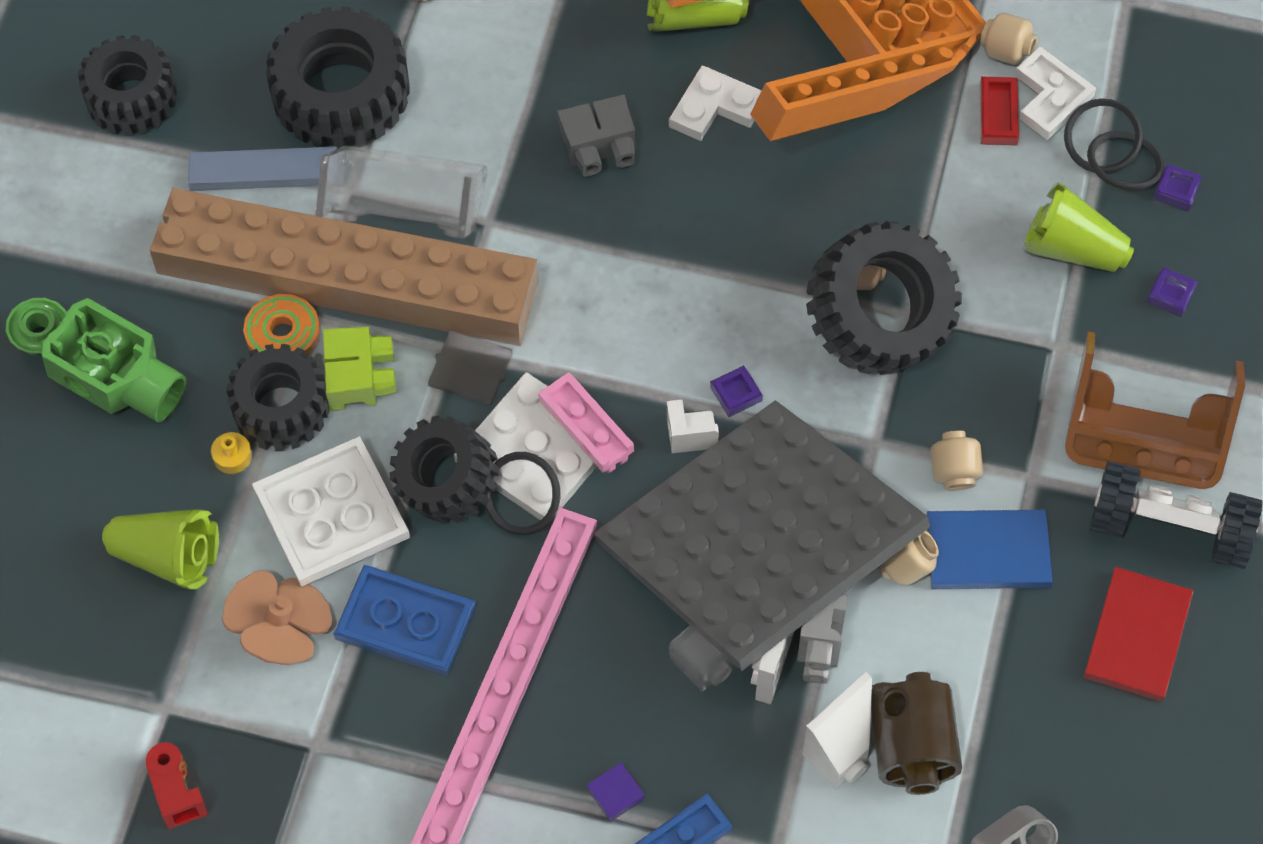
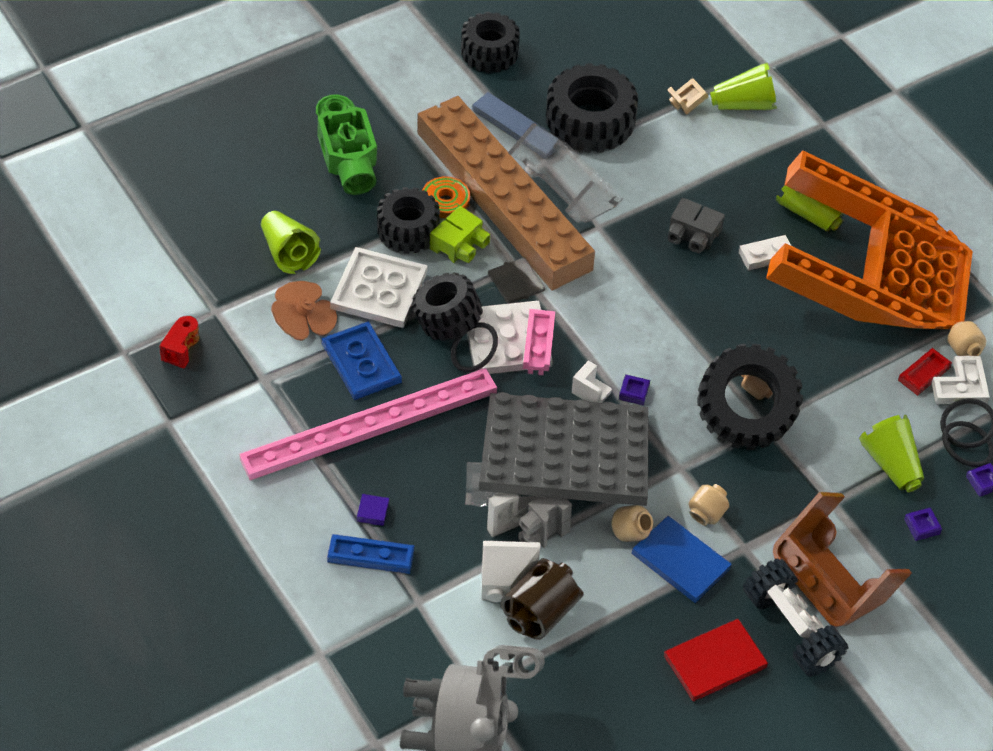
camera: 40 degrees right, 10 degrees down
(231, 453) = (363, 230): yellow tile -> none

